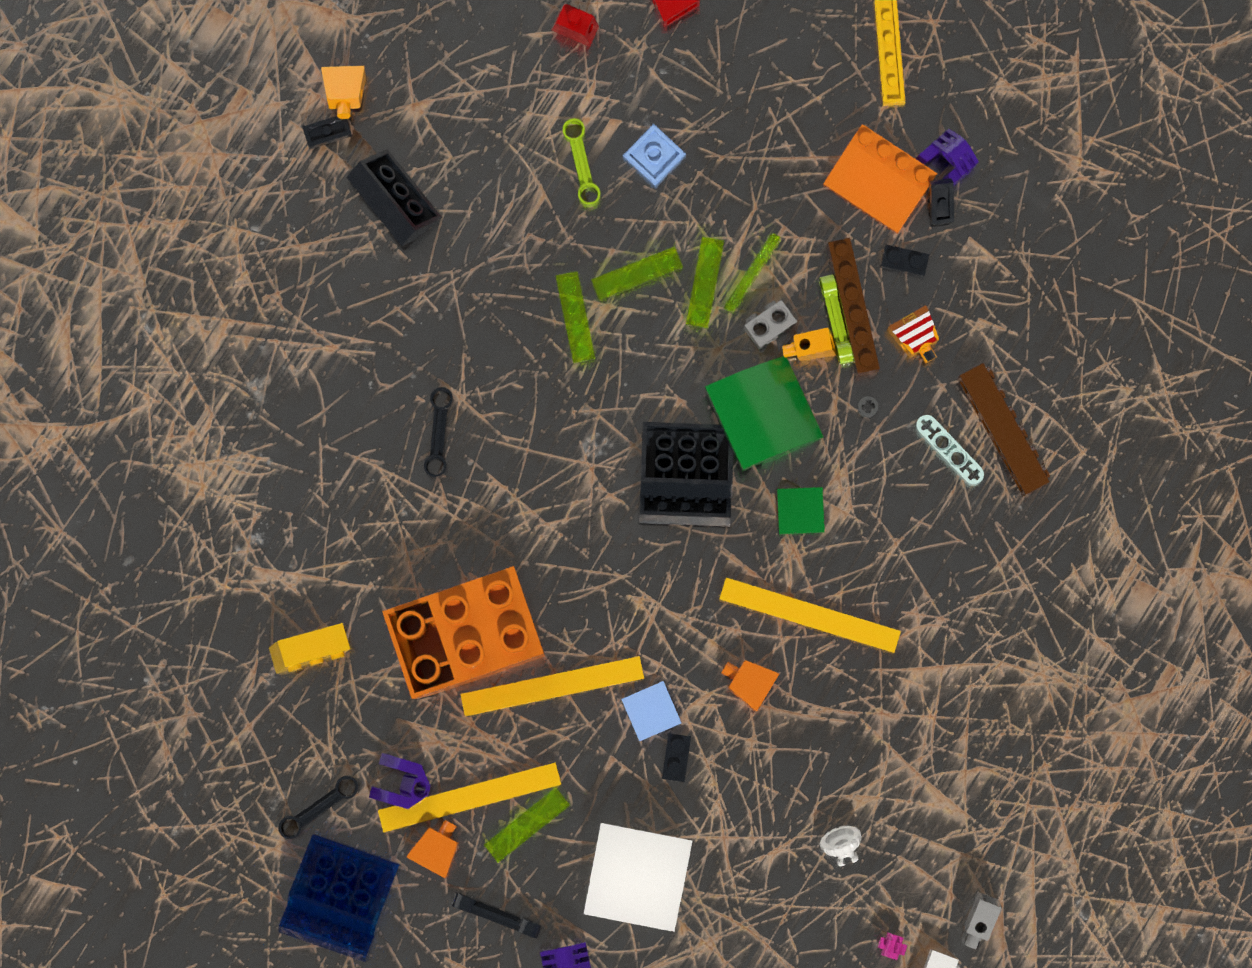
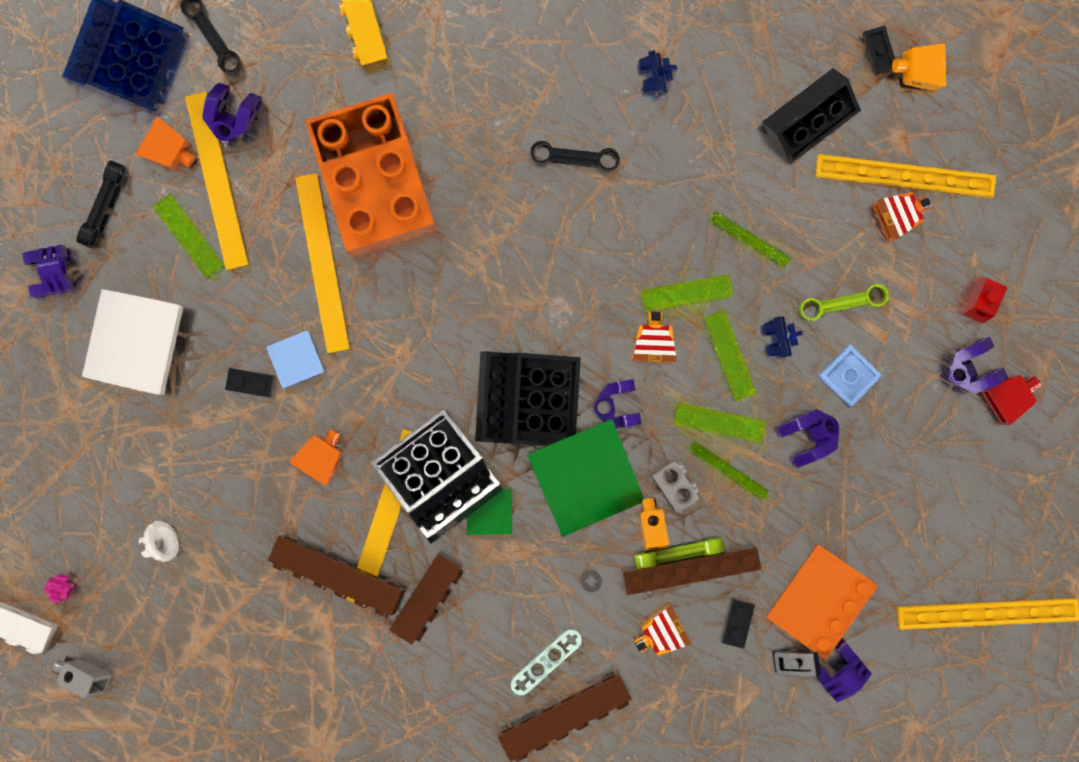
camera: 90 degrees right, 5 degrees up
(342, 354) = (659, 71): none -> clear blue hips
(452, 104) = (905, 176): none -> yellow tile
(492, 107) = (900, 213): none -> torso
(518, 255) = (752, 239): none -> clear neon green axle
(625, 348) = (654, 341): none -> torso
(627, 221) = (779, 327): none -> clear blue hips
(638, 45) = (971, 381): none -> dark purple piece
(678, 396) = (611, 389): none -> dark purple piece
(710, 180) = (823, 431): none -> dark purple piece
(766, 562) = (437, 476): none -> black slope
(869, 661) = (336, 575): none -> reddish brown brick
(890, 571) = (426, 597): none -> reddish brown brick

